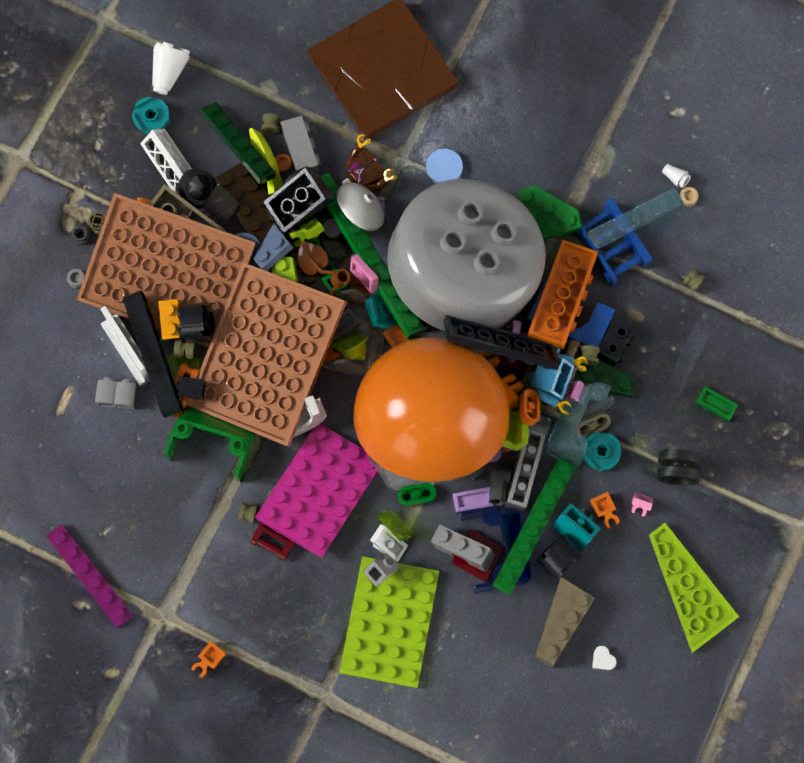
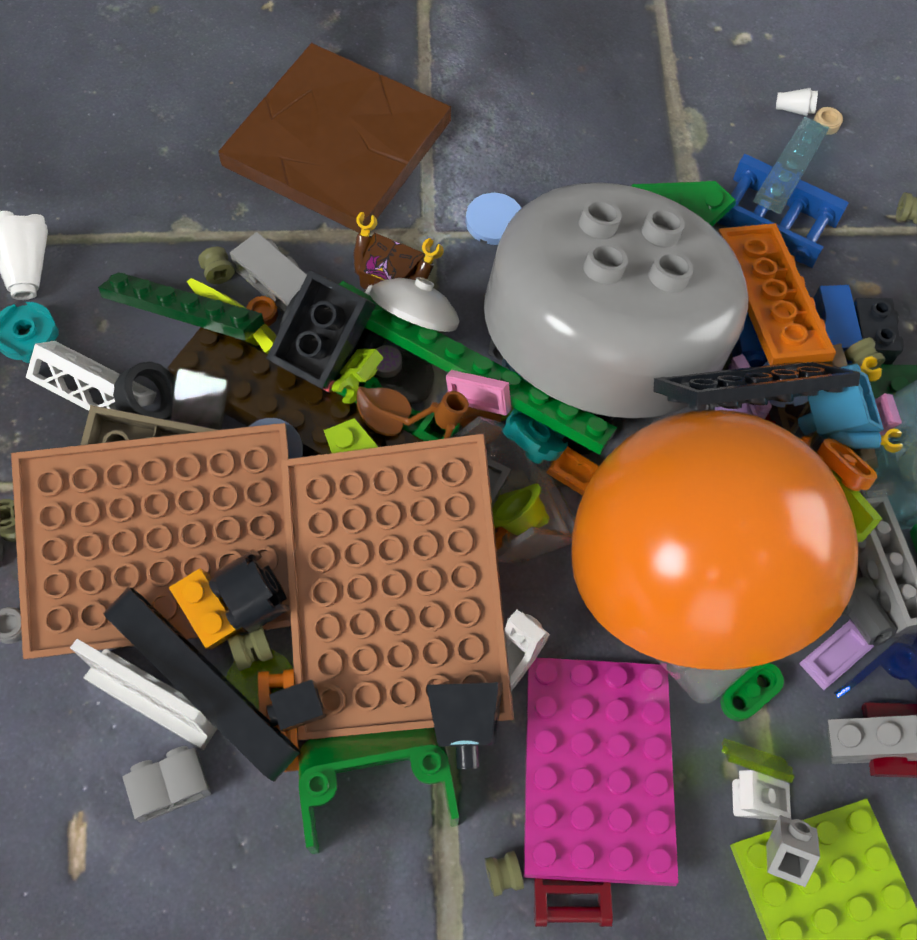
camera: 30 degrees left, 10 degrees down
(264, 433) = (465, 717): none -> black torso
(272, 249) = (317, 420): sand blue wing -> none

